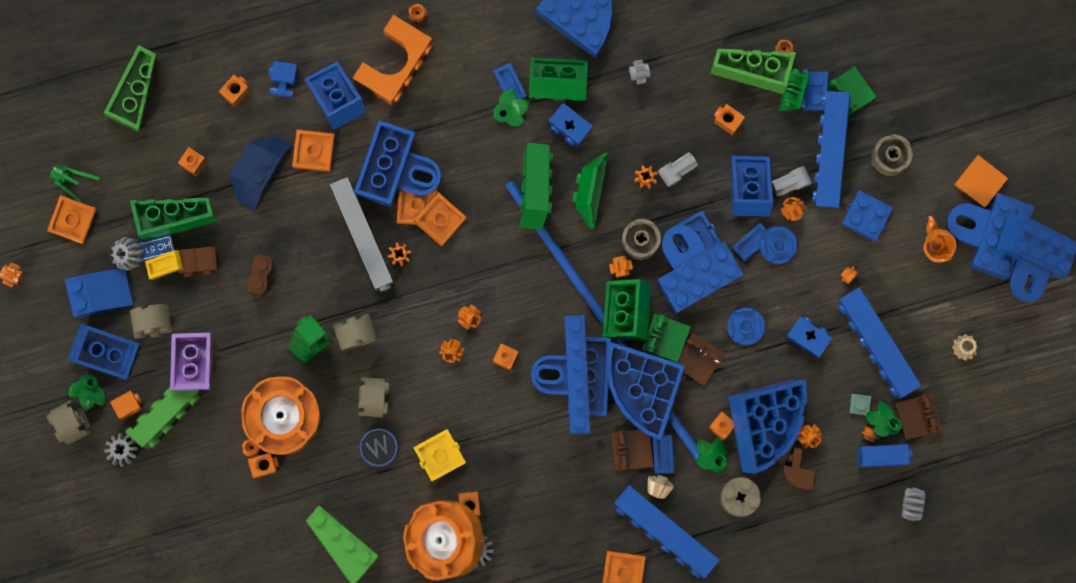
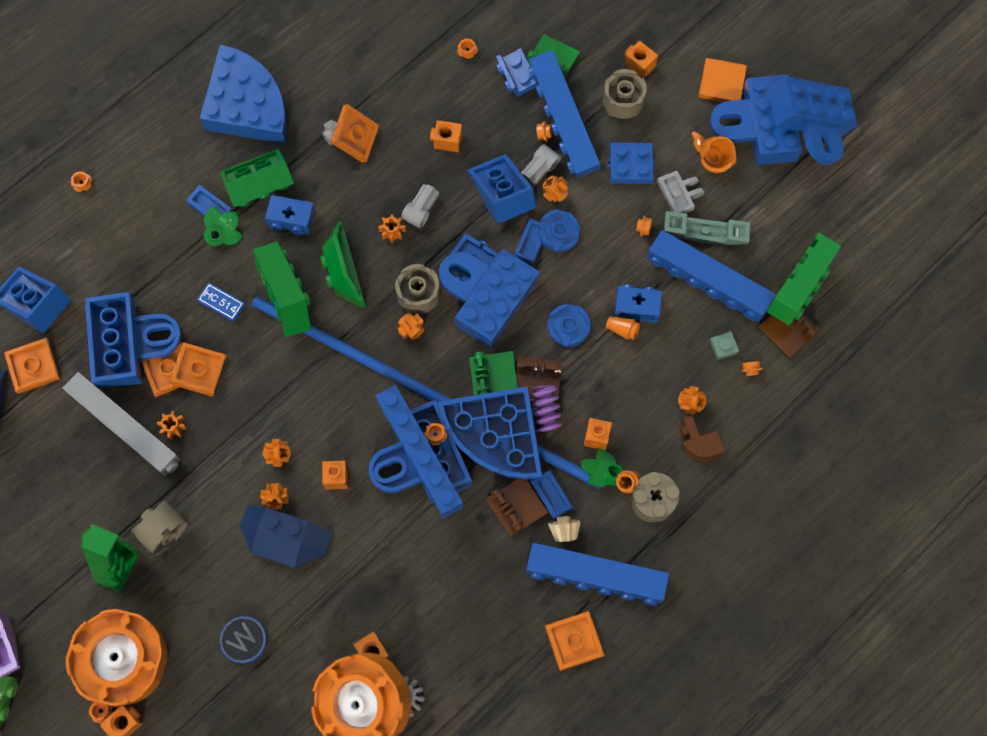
camera: 25 degrees left, 10 degrees down
(259, 280) = (29, 517): reddish brown brick -> none
(372, 397) = (210, 588): dark tan brick -> none
(390, 86) = (84, 263): orange arch -> none
(439, 455) = (313, 614): yellow plate -> none
(443, 384) = (283, 536): none -> dark blue wedge
(482, 171) = (221, 302): none -> blue tile
(596, 361) = (431, 429): none -> orange plate
(627, 310) = (439, 365): green slope -> none
(655, 81) = (354, 133): none -> orange tile
(694, 386) = (546, 407): none -> medium lavender piece
(726, 474) = (624, 483): none -> orange cone
(755, 68) = (447, 76): bright green wedge -> none
(767, 422) = (642, 406): blue brick -> none
(788, 350) = (624, 327): none -> orange cone
(794, 92) = (496, 77): green hinge -> none
(809, 154) = (544, 132): none -> orange plate
(883, 456) = (777, 381): blue brick -> none
(884, 421) = (758, 349): green plate -> none
(889, 260) = (676, 192): none -> light grey hinge
(897, 303) = (706, 231): none -> sand green slope
(913, 504) = (834, 415): light grey gear -> none
(919, 137) = (643, 66): none -> orange brick
(948, 386) = (804, 280): none -> green wedge
(965, 347) = (796, 239): tan piece -> none

